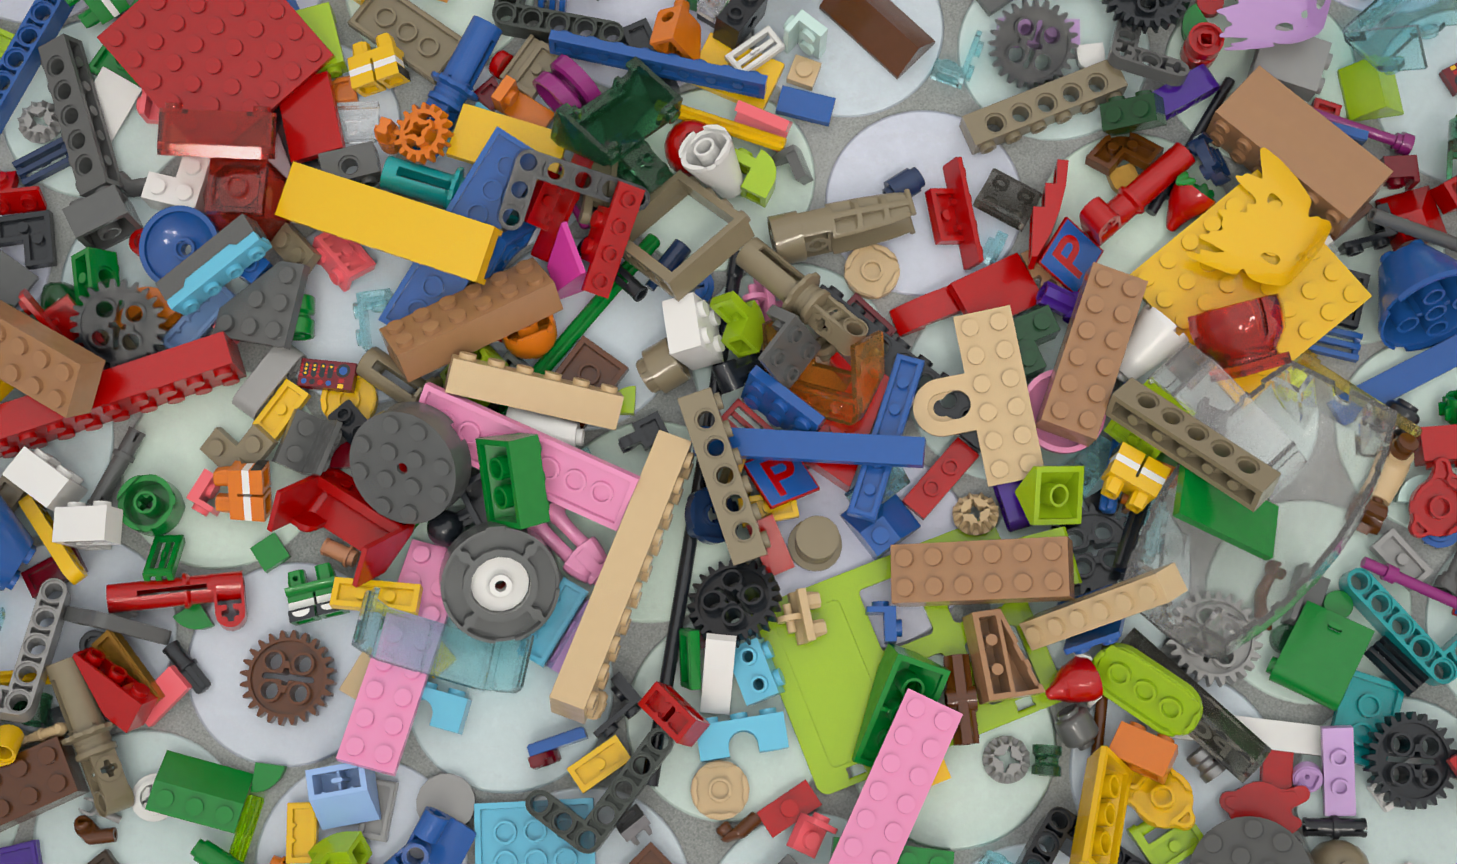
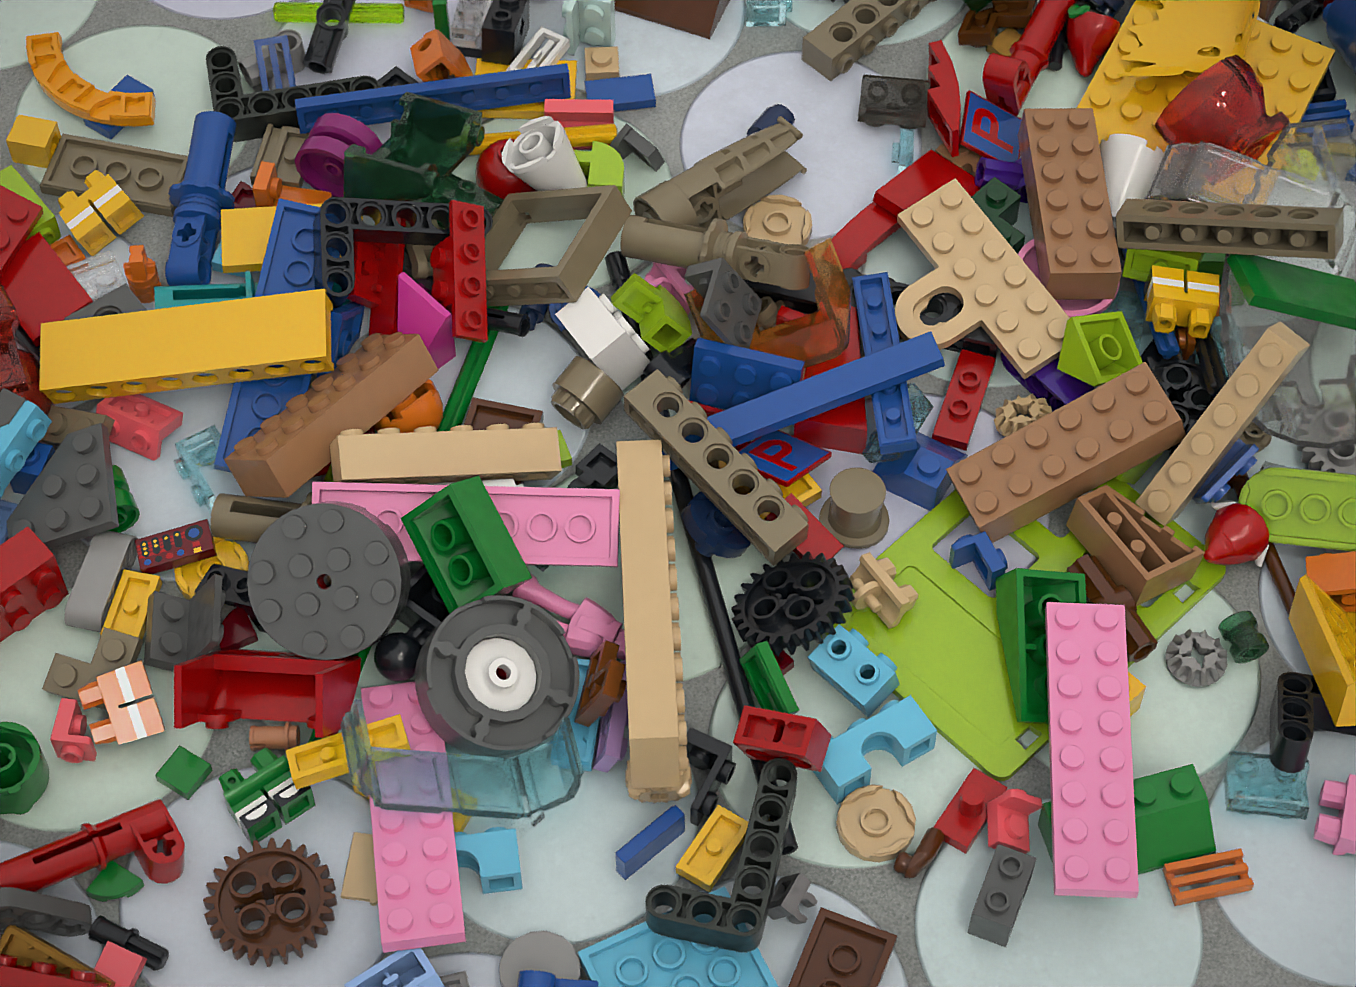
camera: 25 degrees left, 20 degrees down
(150, 570) = (50, 828): green tile -> none
(423, 133) = (188, 247): orange gear -> none
(499, 63) = (244, 163): red tile -> none
(544, 759) = (640, 870): dark red tile -> none
(566, 620) = (602, 684): none -> dark orange plate
(718, 673) = (812, 676): white tile -> none
(953, 214) = (843, 135): red bracket -> none
(1076, 727) = (1258, 588): dark grey head -> none

